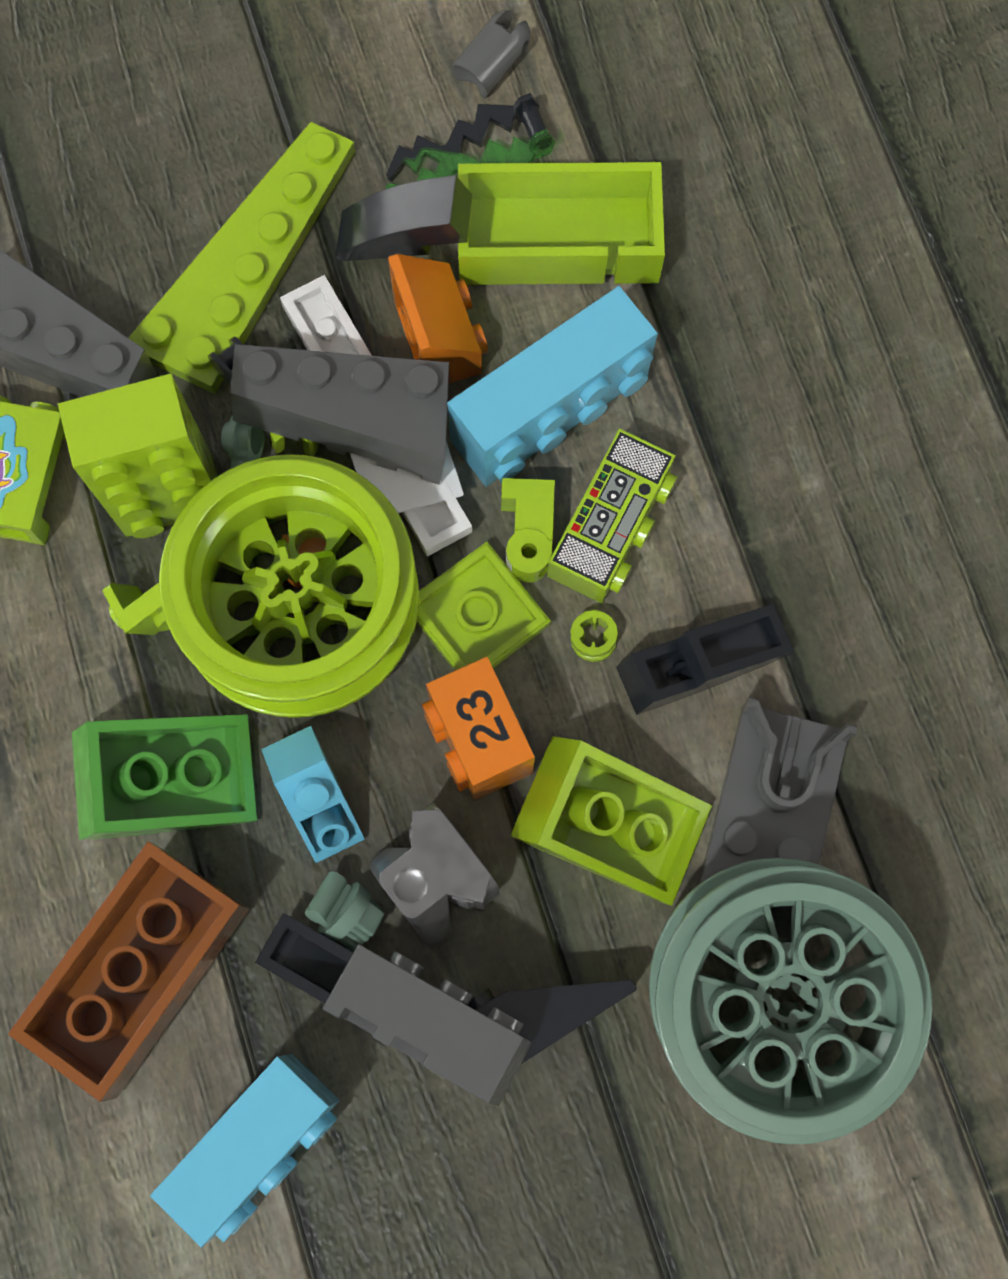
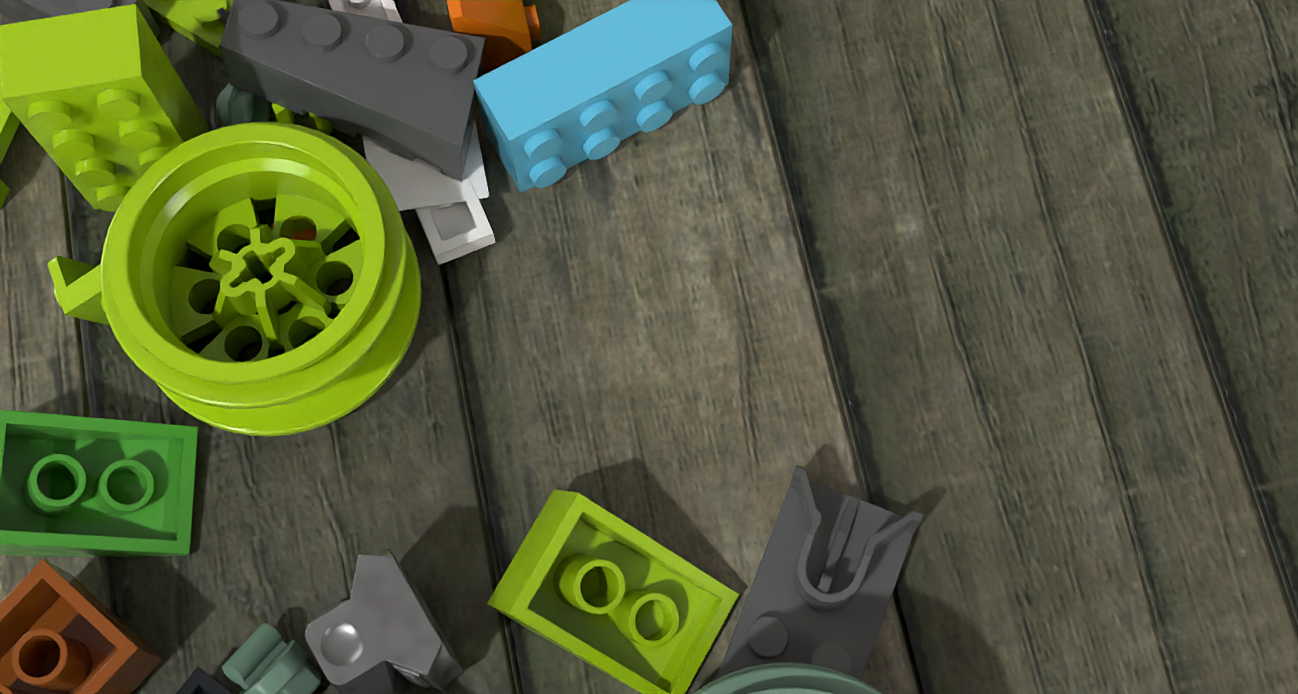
camera: 10 degrees right, 5 degrees down
(312, 794) = (256, 528): medium azure slope -> none
(479, 611) = (489, 338): lime tile -> none
(479, 728) = (462, 470): orange brick -> none
(532, 540) = (562, 260): lime leg -> none
(609, 636) = (642, 376): lime bush -> none
(613, 517) = (661, 239): brick -> none
(703, 658) = (750, 416): black slope -> none

